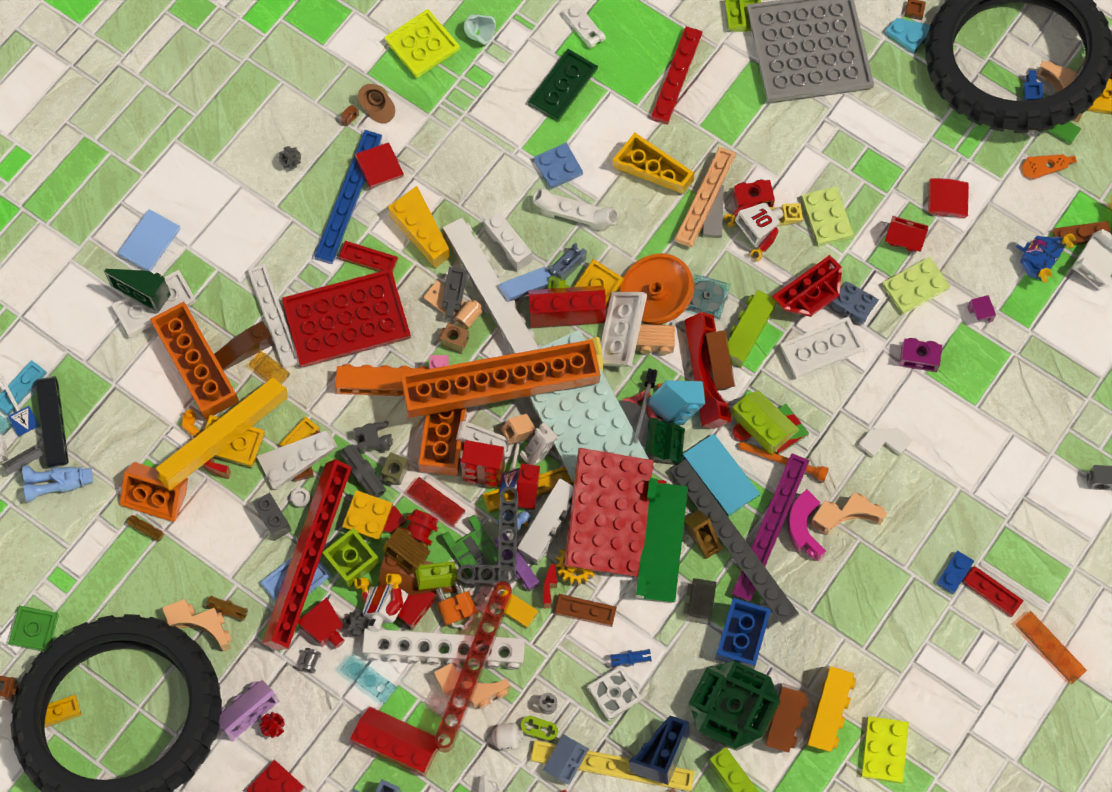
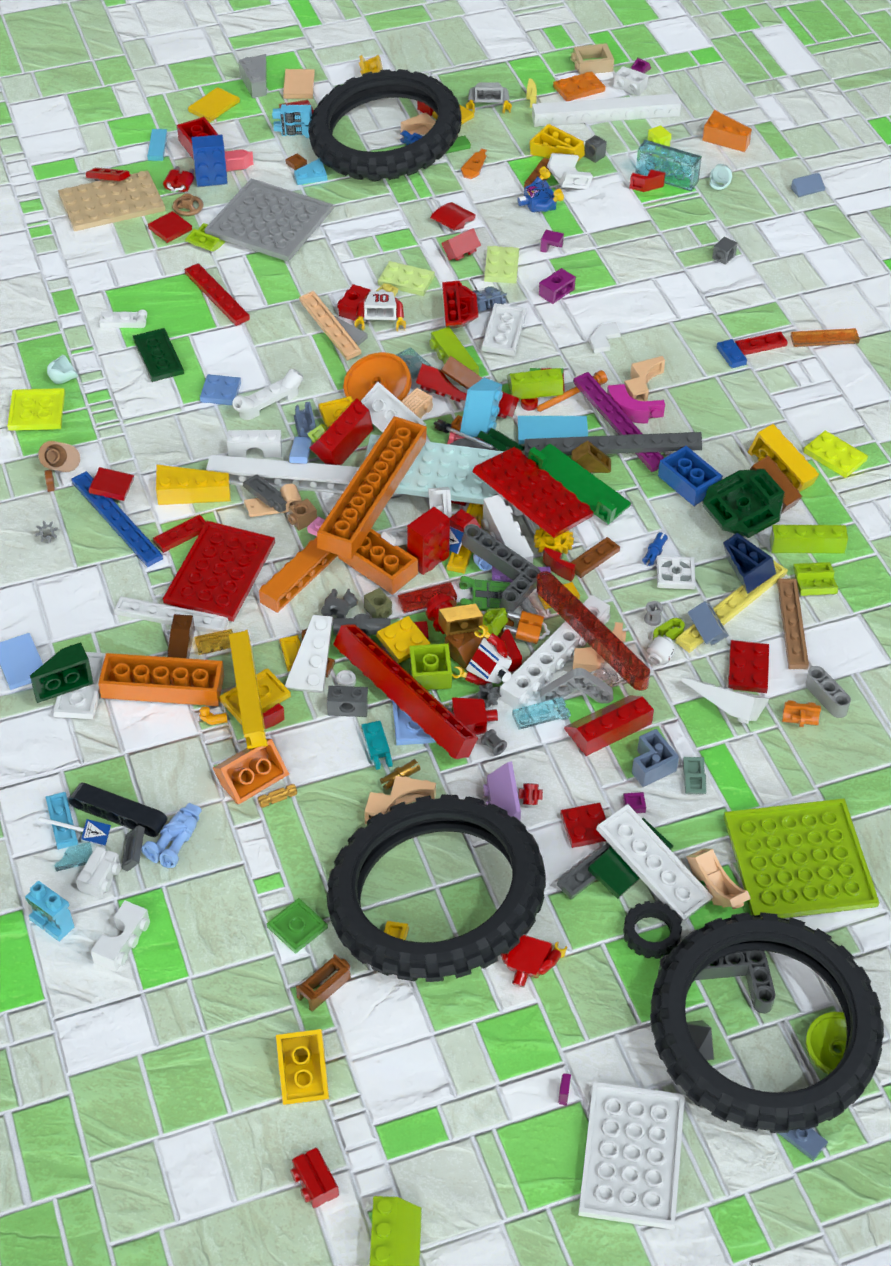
camera: 55 degrees left, 20 degrees down
(248, 568) = (376, 743): none -> teal hinge
(409, 693) = (578, 679): none -> light grey beam
(518, 429) = (413, 511): light nougat brick -> none
(652, 164) = (277, 336): yellow wedge -> none
(701, 601) = (643, 487): clear smoke brick -> none

